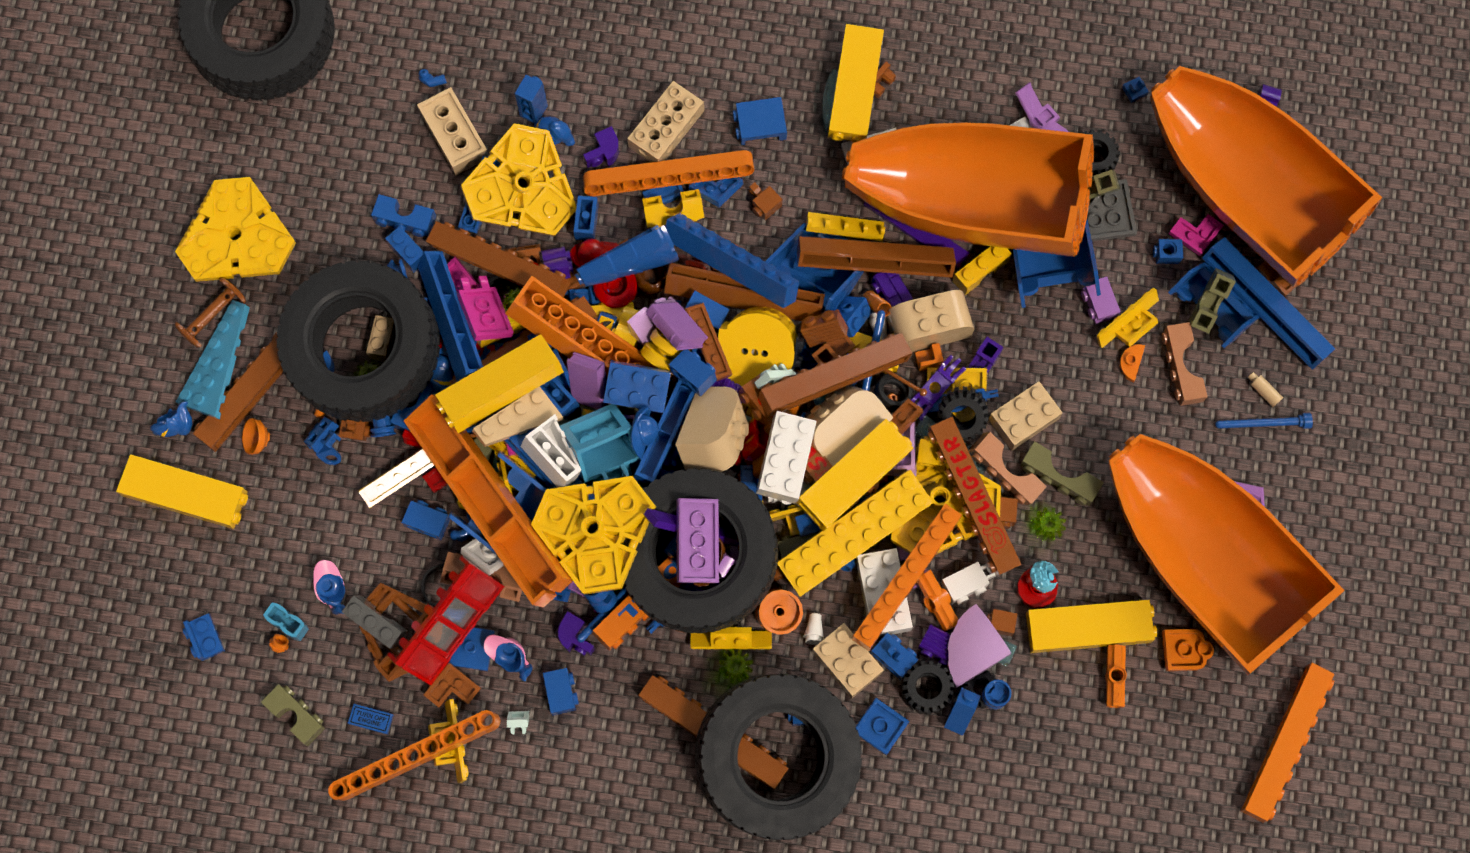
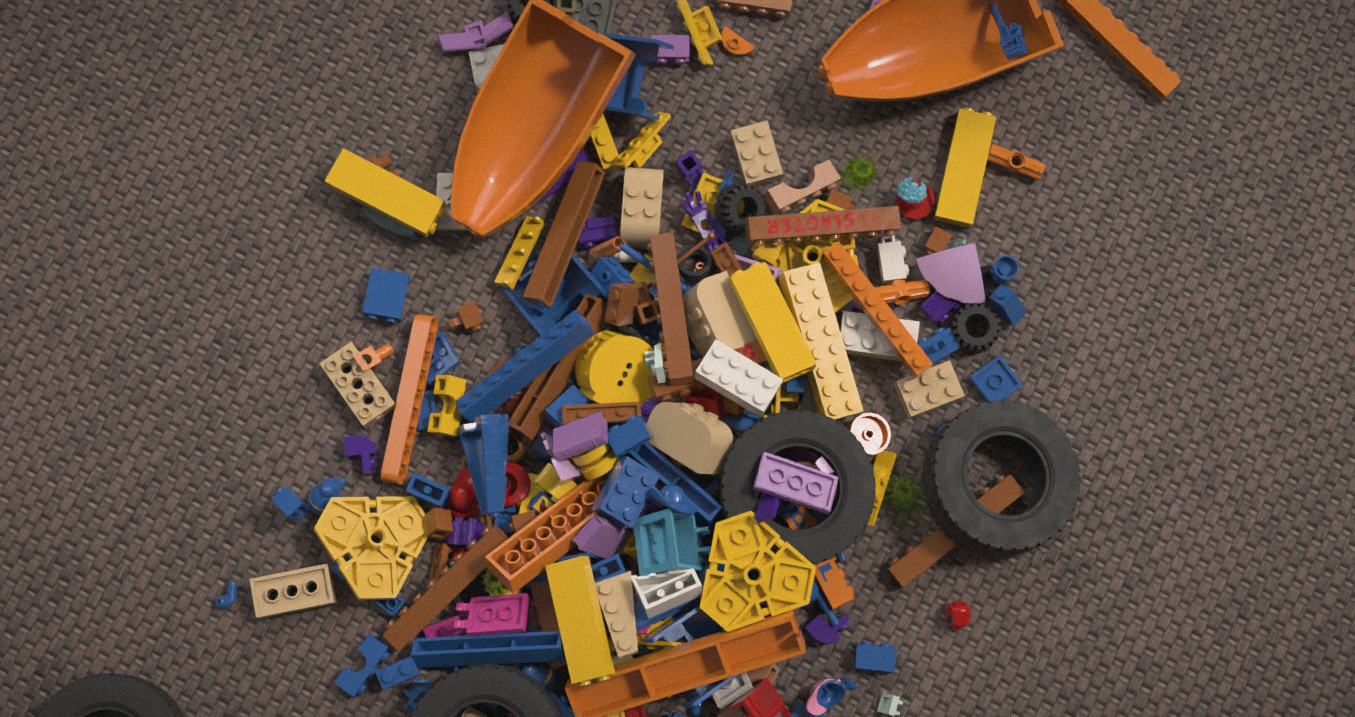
camera: 75 degrees left, 5 degrees up
(558, 237) = (438, 523): none -> dark orange brick
(629, 761) = (958, 615): none -> red head
(697, 128) = (373, 356): none -> orange bracket
(814, 631) = (890, 410): white cone -> none
(929, 358) = (672, 220): orange panel -> none
(994, 305) = (644, 144): none -> yellow bracket
(1081, 488) = (802, 157): olive arch -> none
(1185, 649) = (1011, 94): orange plate -> none
(1240, 623) = (1009, 37): none -> blue piece

